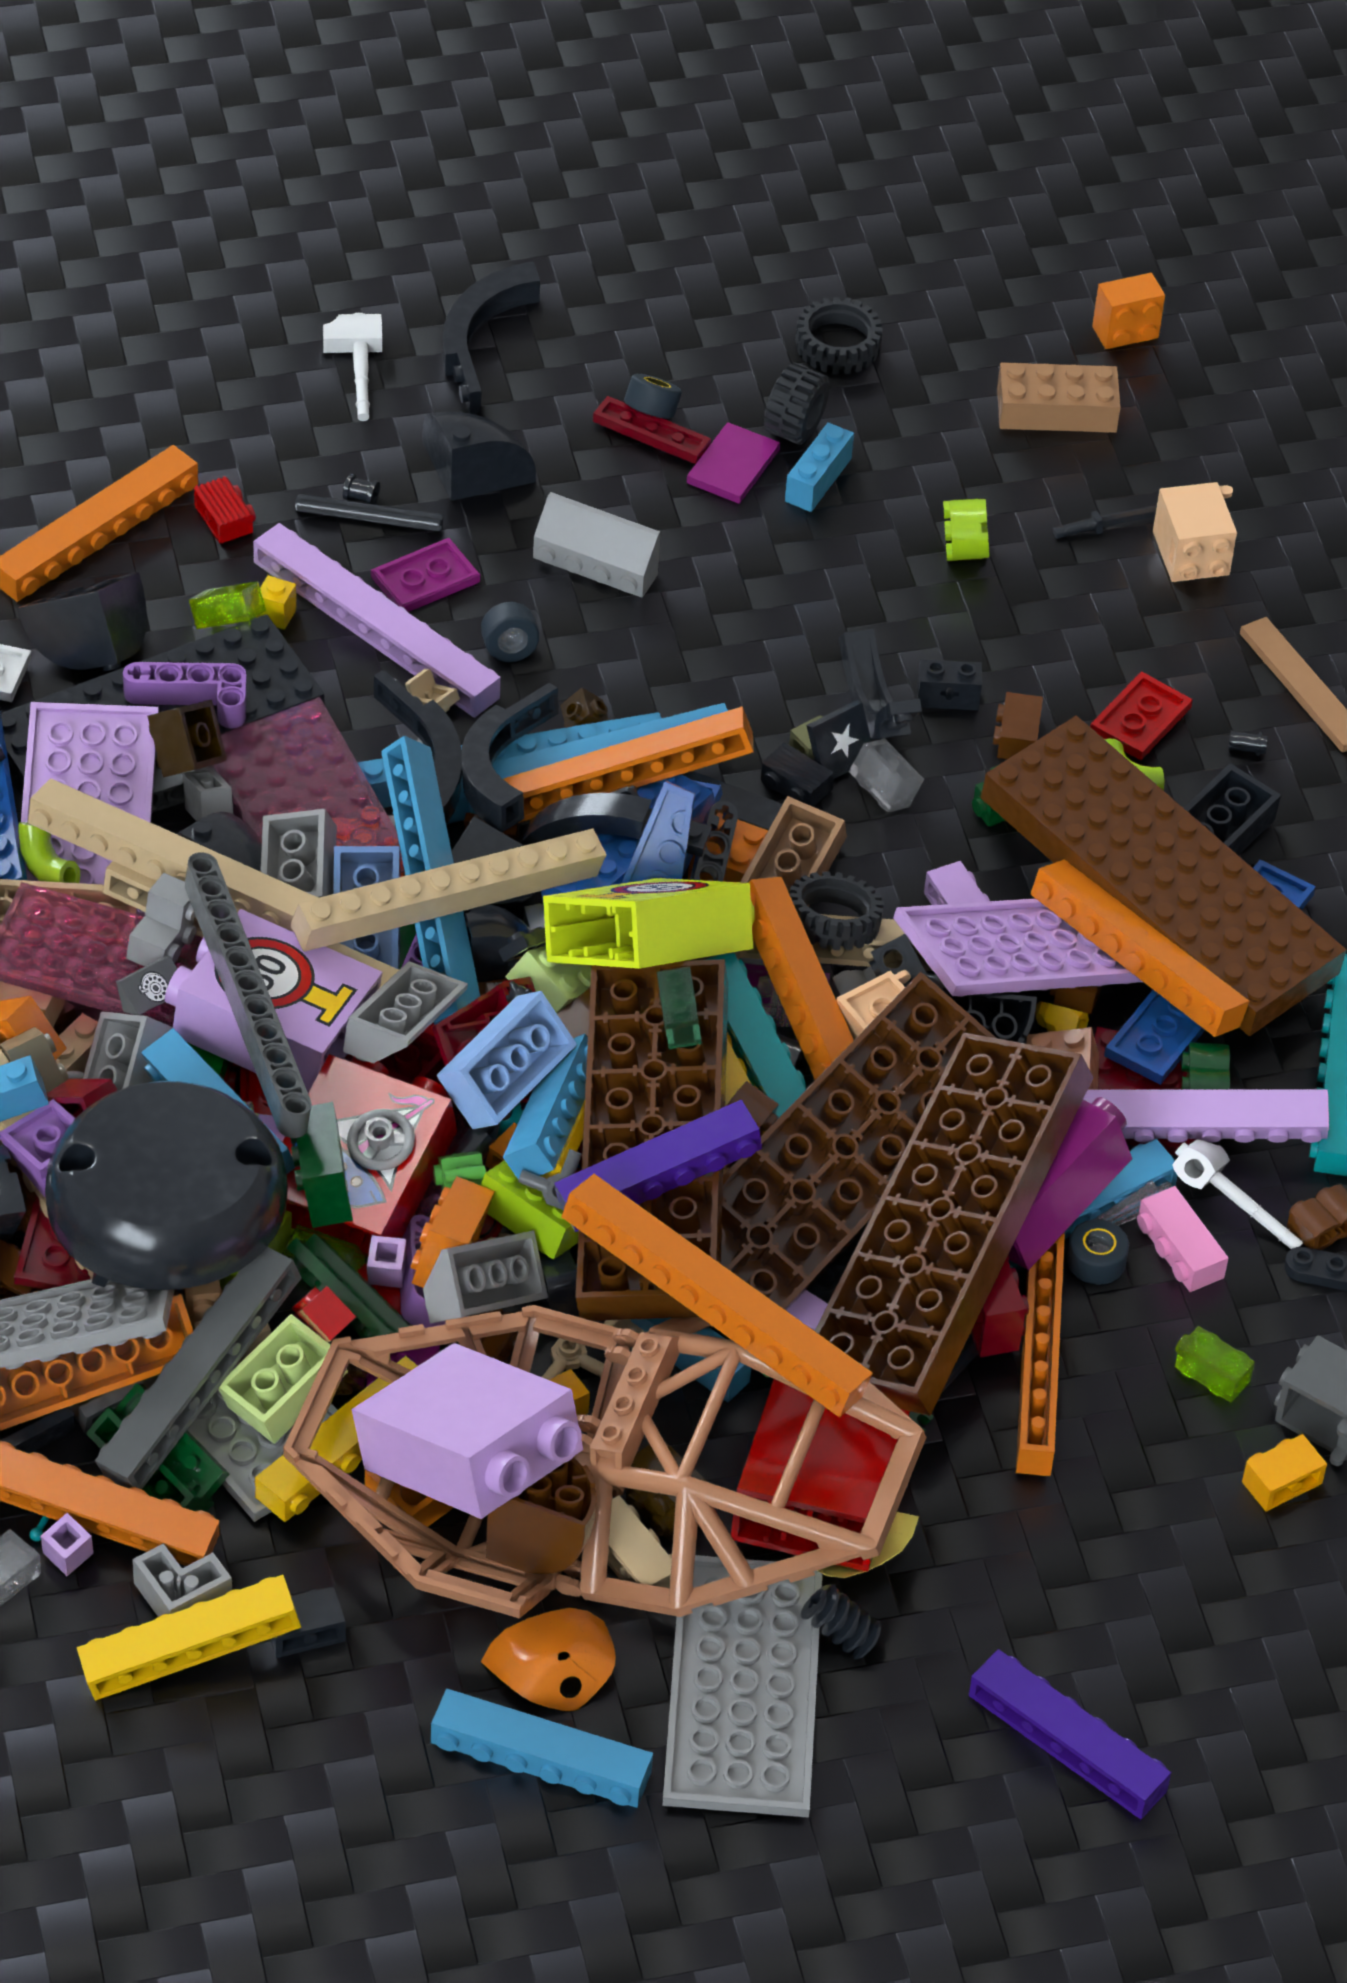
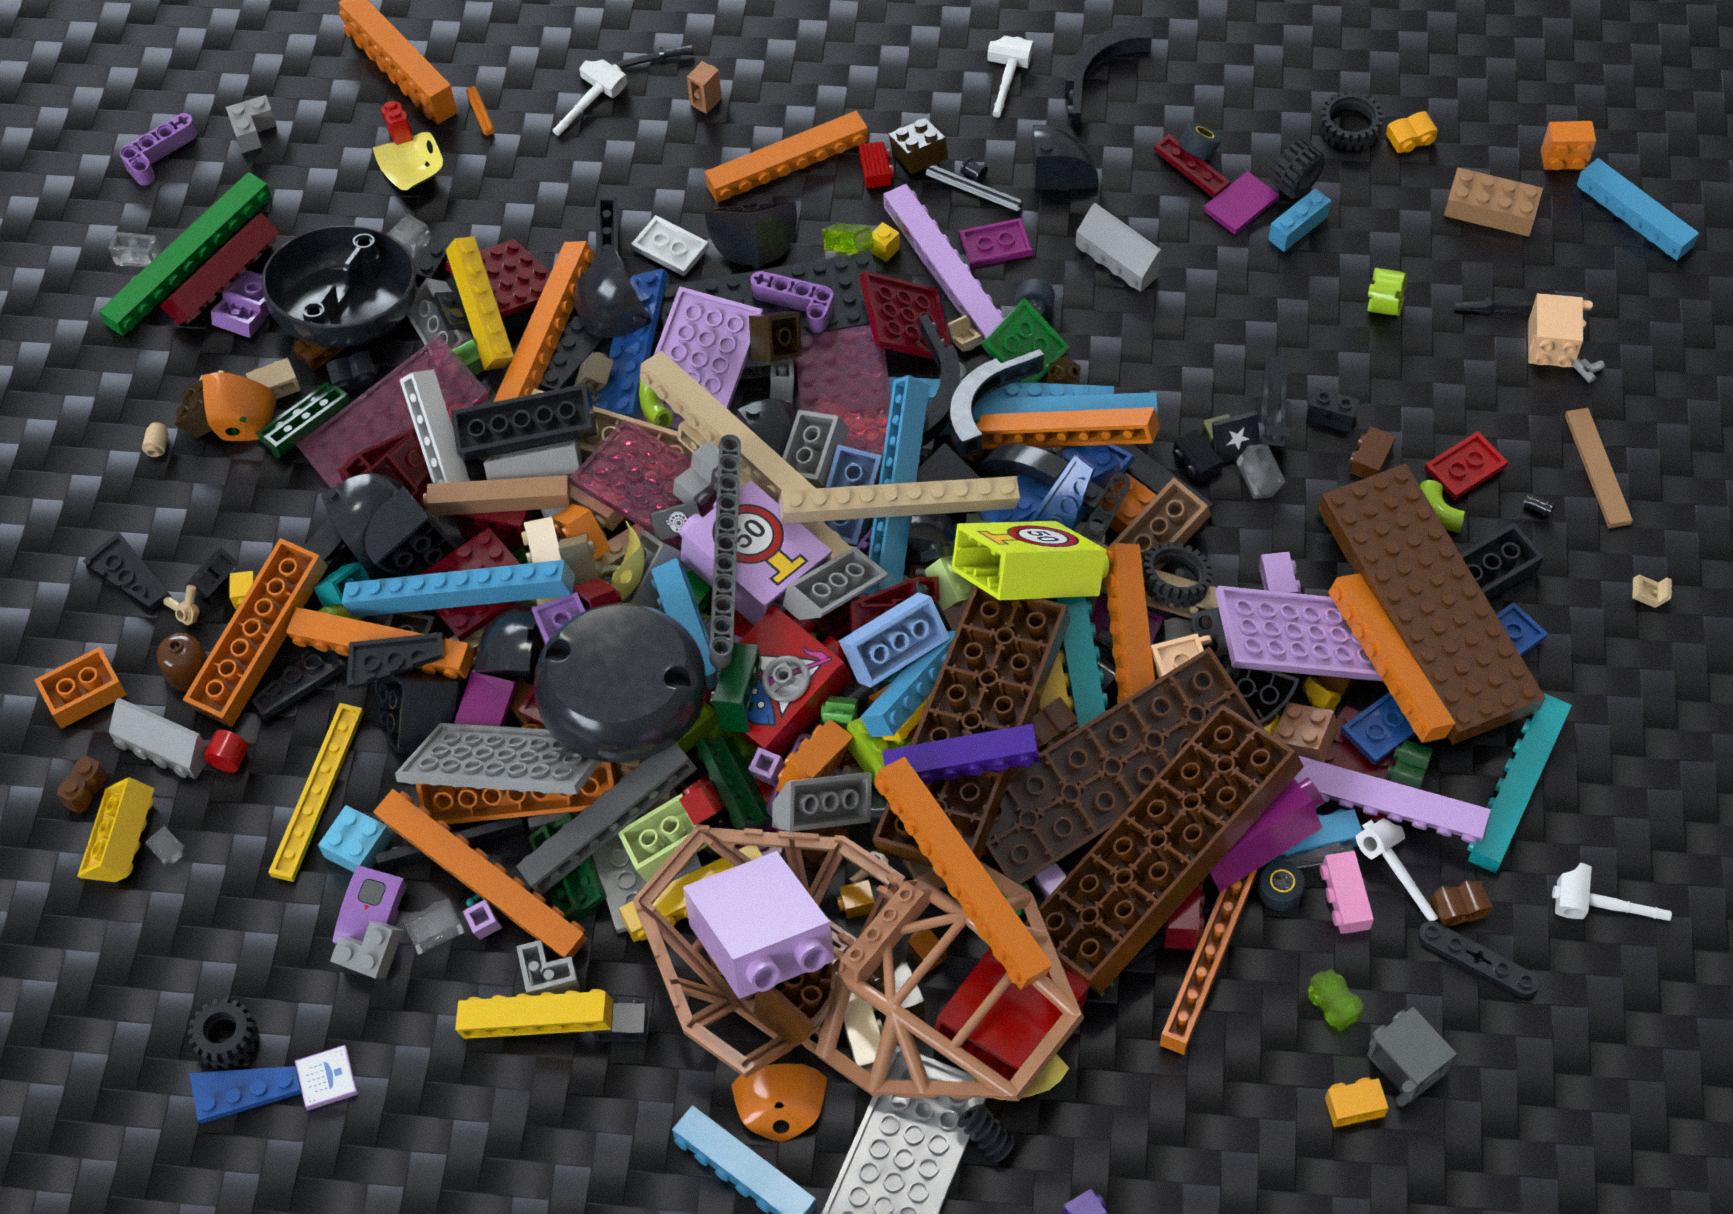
camera: 25 degrees right, 10 degrees up
(106, 1046) = (631, 567): none -> light yellow piece
(276, 473) = (918, 145): none -> dark brown brick
(338, 681) = (895, 313): none -> dark red plate
(513, 672) = (1023, 333): none -> green plate
(547, 1186) = (893, 743): dark grey piece -> none
(676, 1428) = (921, 944): none -> orange brick
(679, 1007) = (1018, 637): clear green brick -> none
(922, 334) = (1411, 132): none -> light orange brick
(1240, 371) = (1637, 209): none -> dark azure brick
(1248, 573) = (1587, 369): none -> light grey hose

